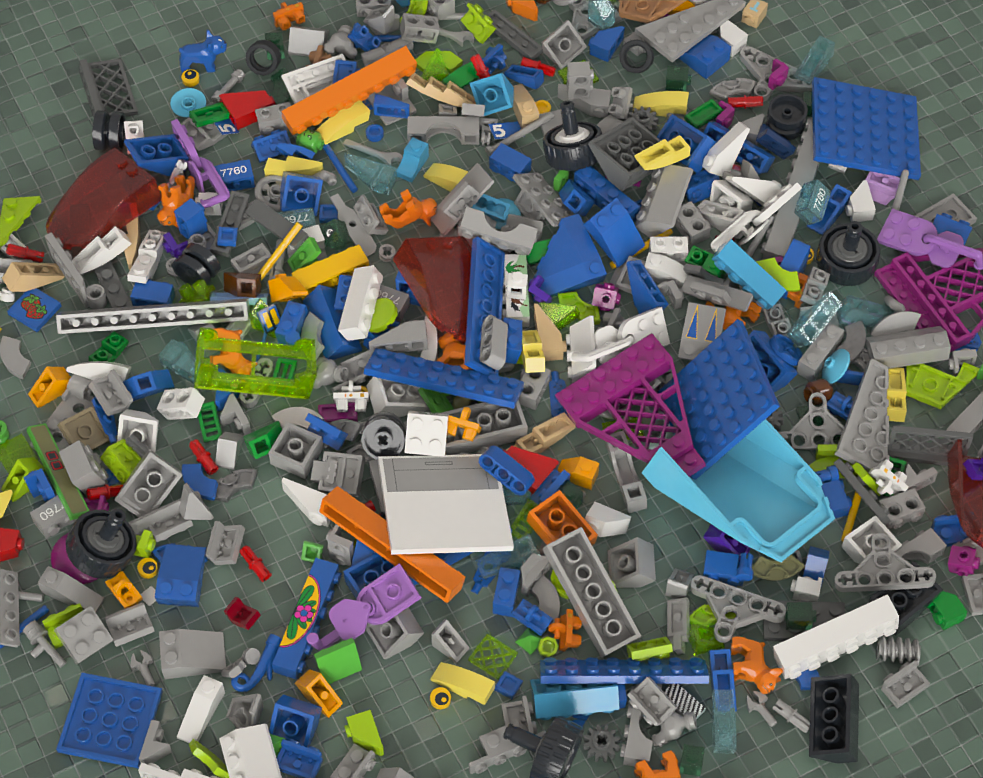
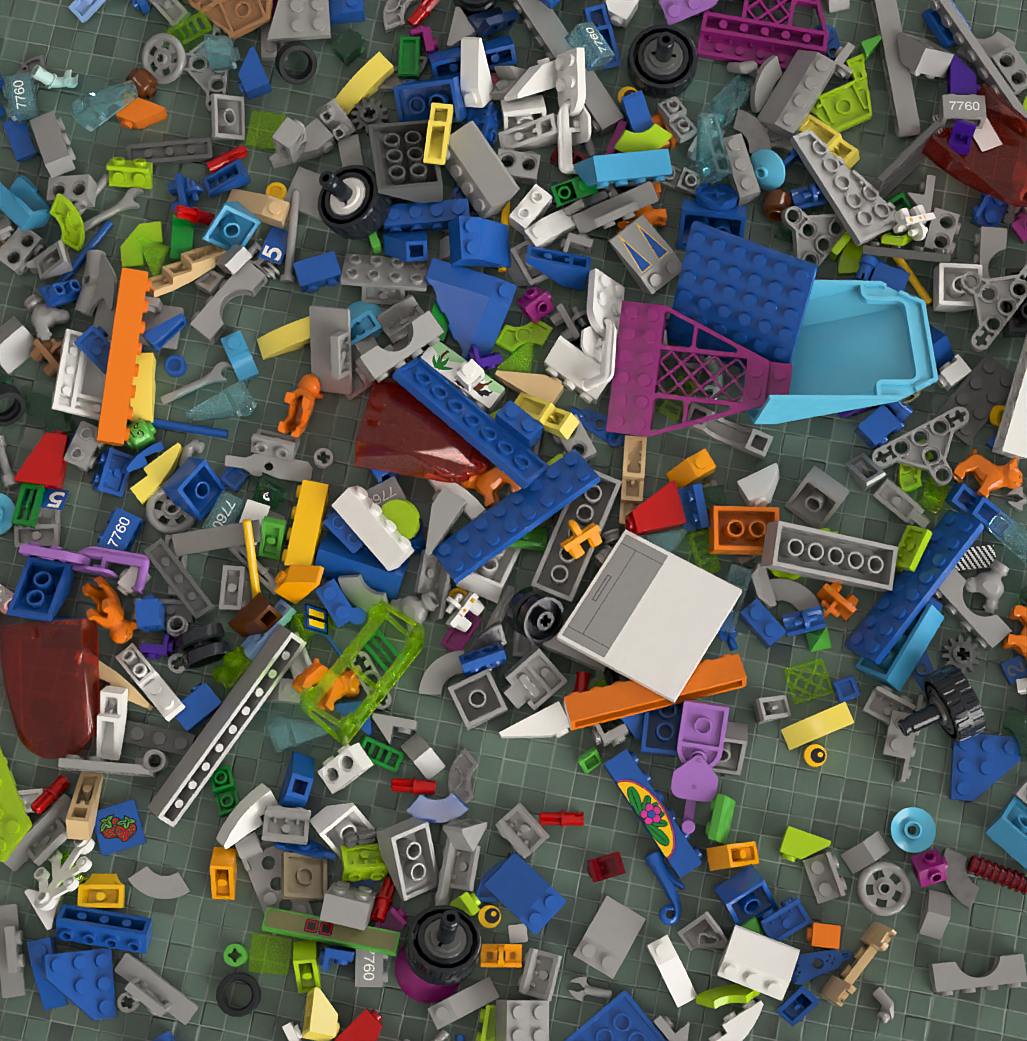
camera: 50 degrees left, 20 degrees up
(181, 165) = (76, 585): flat silver axle -> none
(227, 236) = (196, 594): blue tile -> none
(249, 656) = (650, 889): light grey piece -> none
(262, 440) = (443, 719): green slope -> none
(419, 28) = (95, 233): light grey brick -> none
(426, 433) = (570, 577): white brick -> none
(493, 342) = (519, 444): light grey beam -> none
(506, 470) = (656, 535): blue beam -> none
(547, 647) = (838, 629): lime tile -> none
(652, 702) = (967, 588): light grey bracket -> none
(800, 616) = (979, 401): clear green brick -> none

